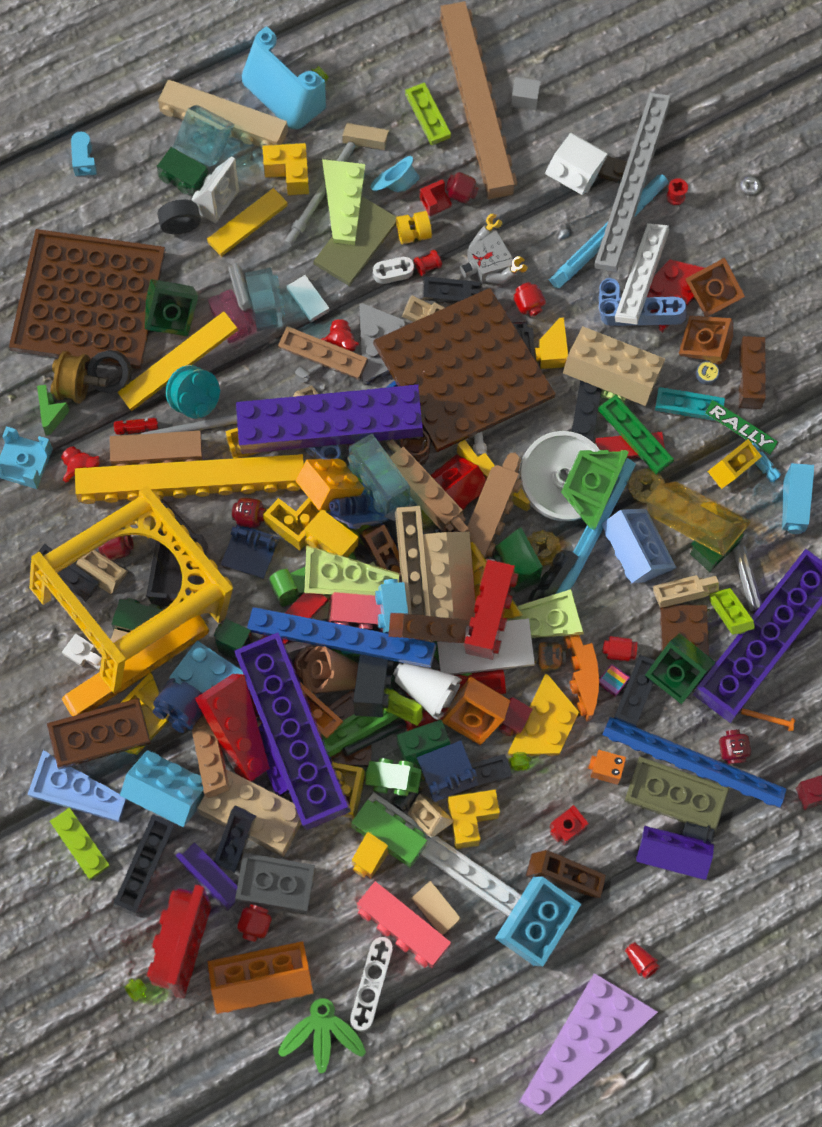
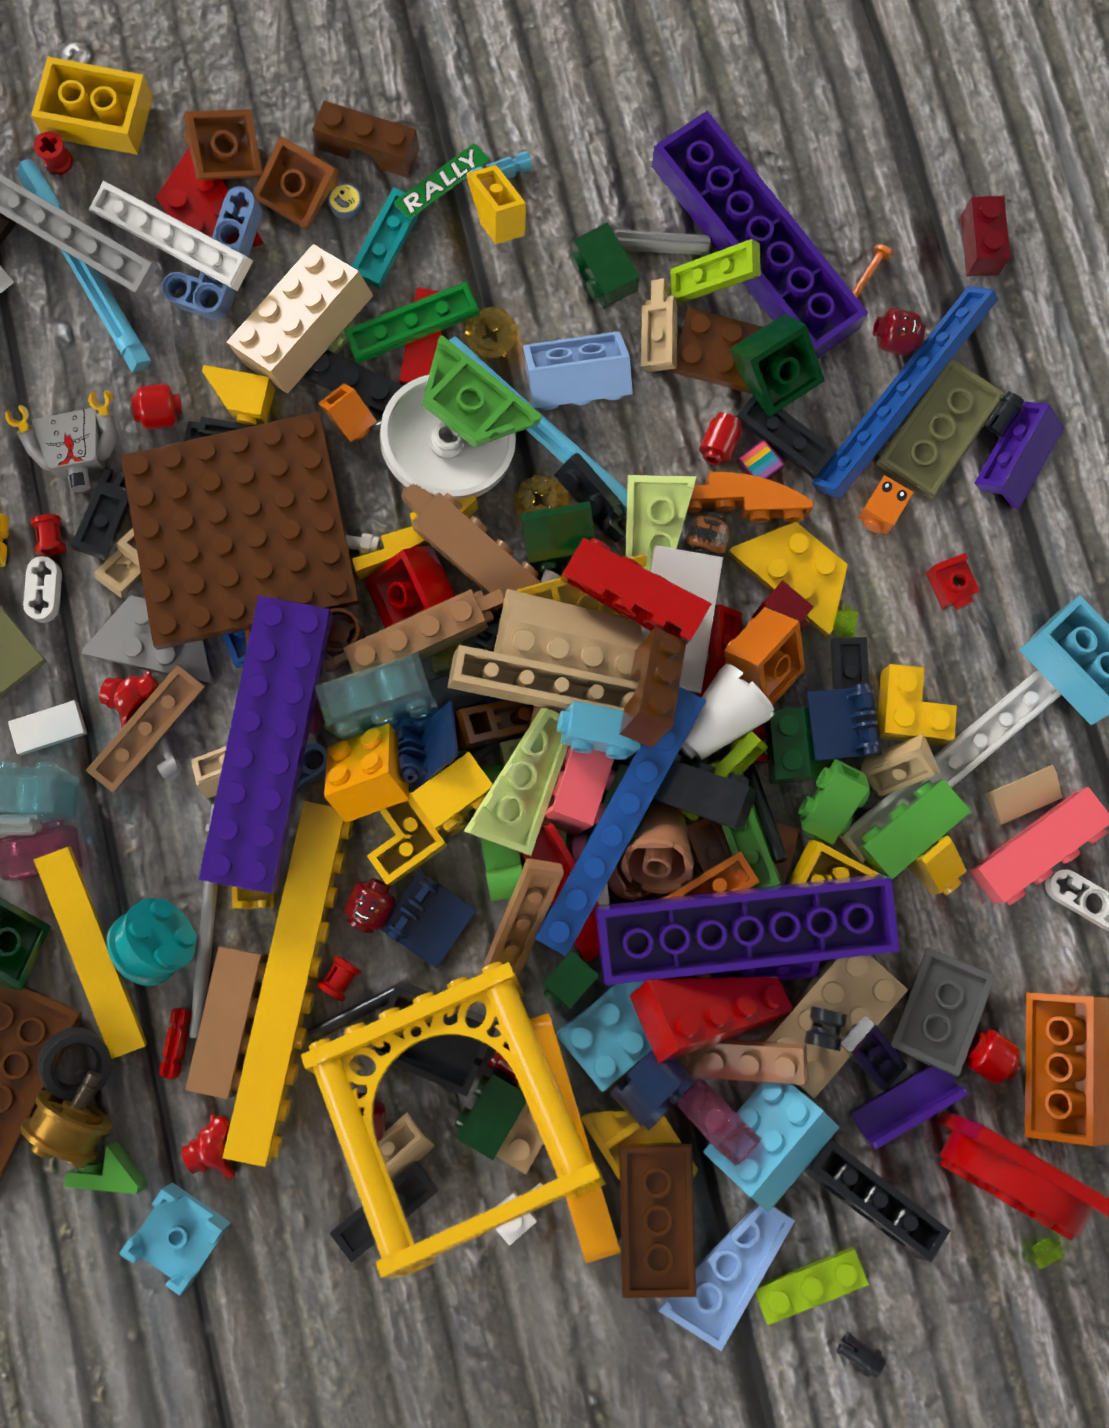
camera: 75 degrees left, 10 degrees up
(44, 885) = (862, 1356): none -> black pin
(168, 747) = (719, 1122): none -> clear pink brick
(199, 507) = (339, 978): none -> red bush
(243, 797) = (824, 1037): none -> black wheel
(265, 598) = (525, 913): none -> medium nougat plate
(561, 412) = (348, 413): none -> orange brick
(566, 873) = (1020, 607): reddish brown slope -> none
(696, 516) = (563, 274): clear yellow slope -> none
(715, 204) = (93, 105): none -> yellow brick
(797, 498) = (571, 137): medium azure slope -> none

